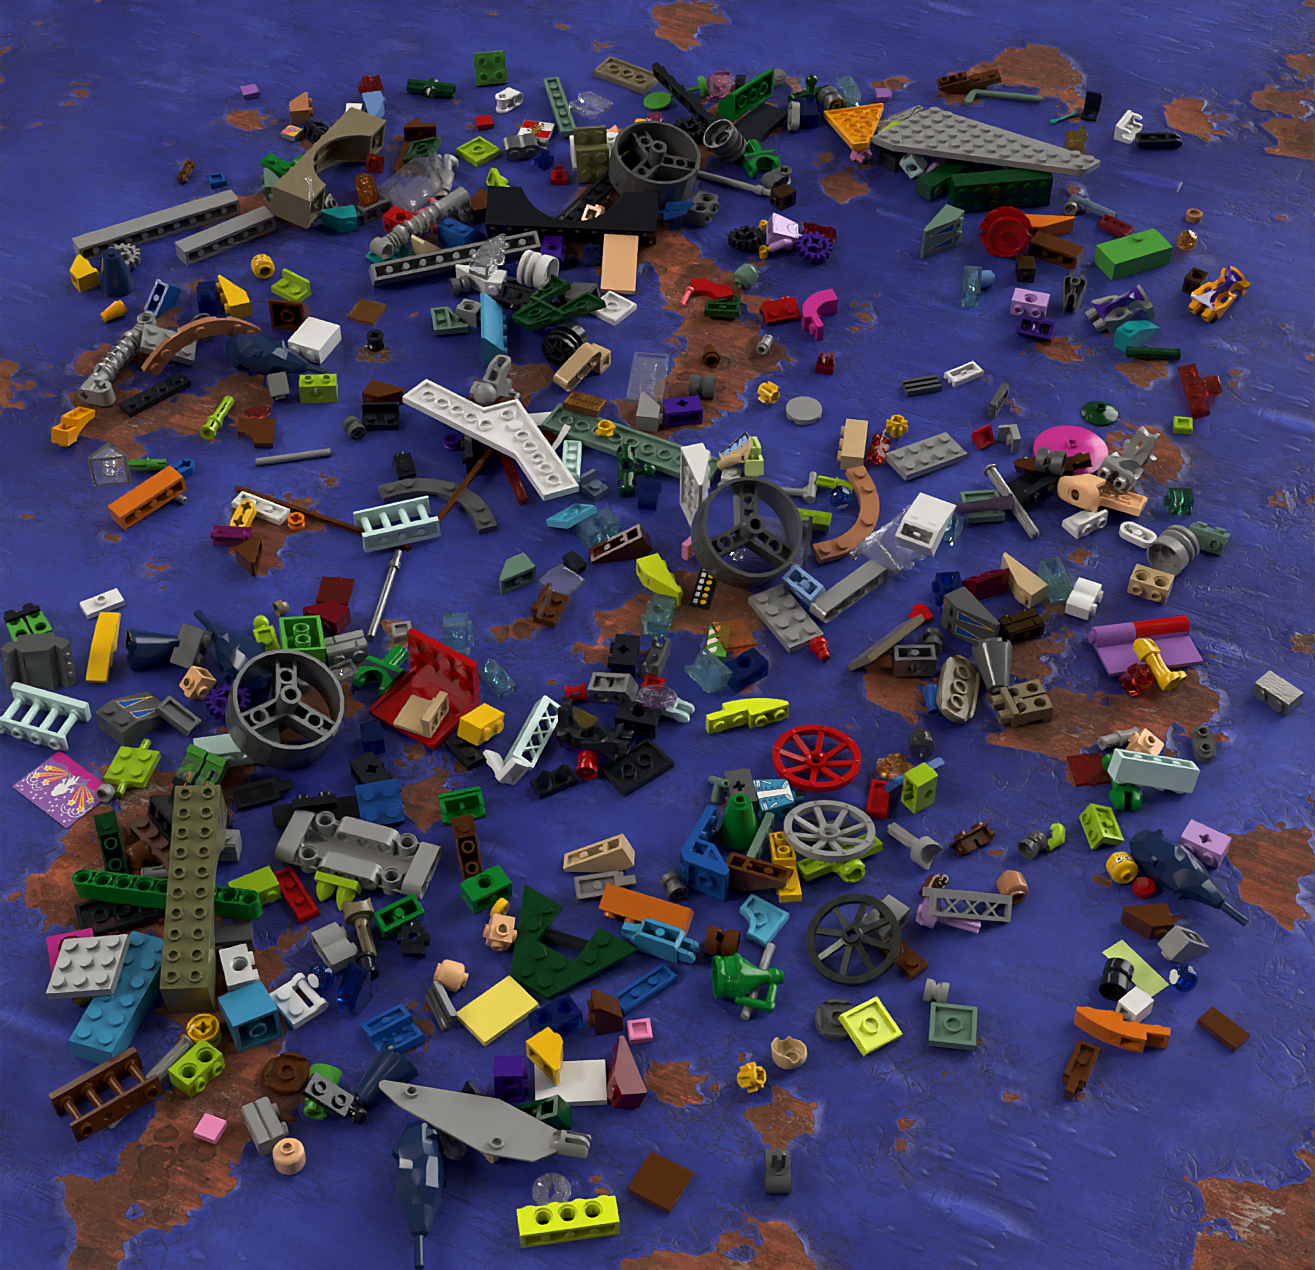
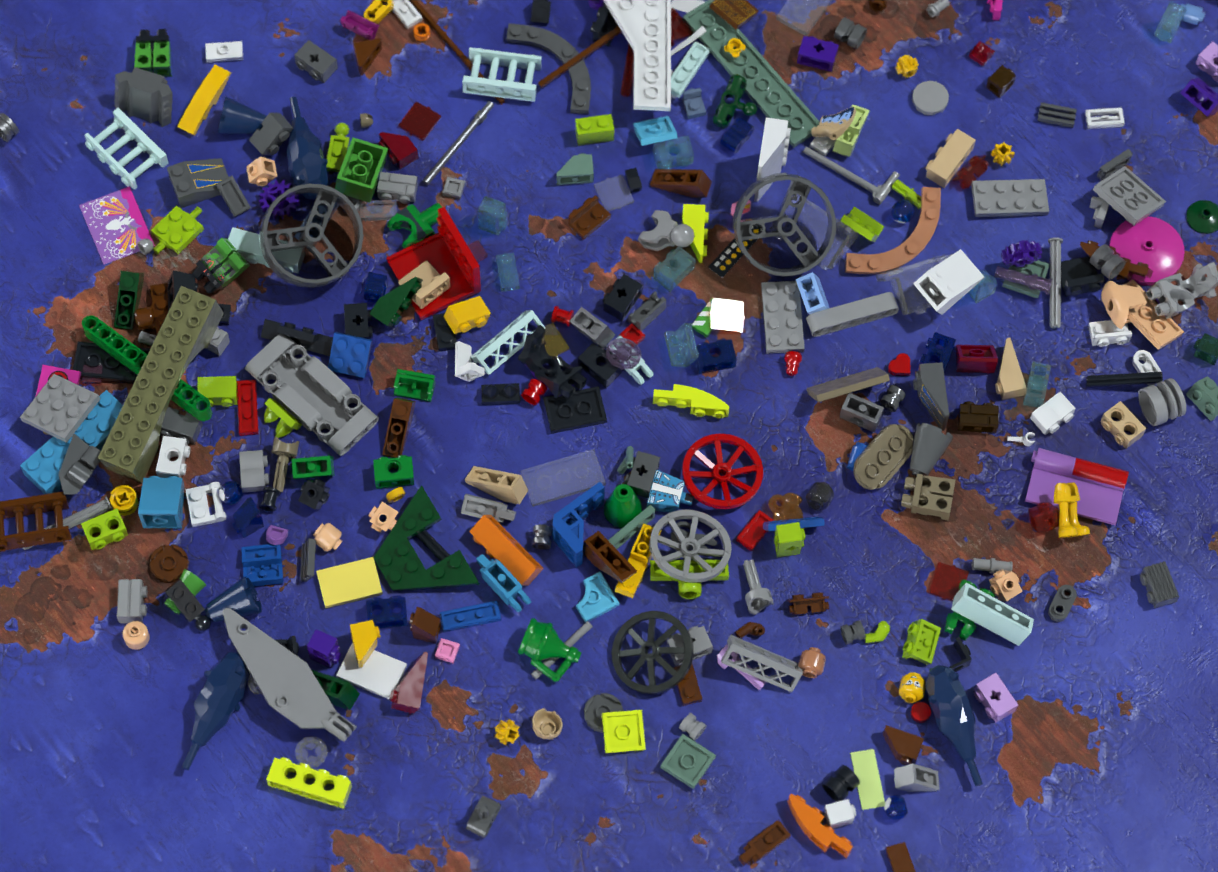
camera: 25 degrees right, 20 degrees up
(138, 1011) = (77, 465): none -> dark grey panel
(203, 577) = (315, 61): none -> dark grey brick
(210, 1128) = (93, 583): bright pink tile -> none
(260, 791) = (265, 299): black hinge -> none
(392, 997) = (276, 535): none -> medium lavender tile
(399, 742) = (391, 305): none -> dark green slope
(513, 535) = (594, 129): none -> lime brick
(634, 588) = (666, 233): none -> light grey piece
(648, 414) = (784, 44): light grey slope -> none
(660, 1182) = (394, 783): reddish brown tile -> none
(662, 828) = (562, 477): none -> clear tile
(721, 942) = (556, 608): reddish brown wheel -> none
(857, 376) = (1001, 81): none -> dark brown brick
(971, 483) = (1021, 253): none -> dark purple gear
(983, 436) = (1074, 200): red tile -> none
(1028, 415) = (1129, 195): none -> light grey plate
(1075, 629) = (1026, 442): none -> white hand
(1125, 548) = (1124, 379): none -> black axle
(1145, 818) = (964, 654): none -> black bracket

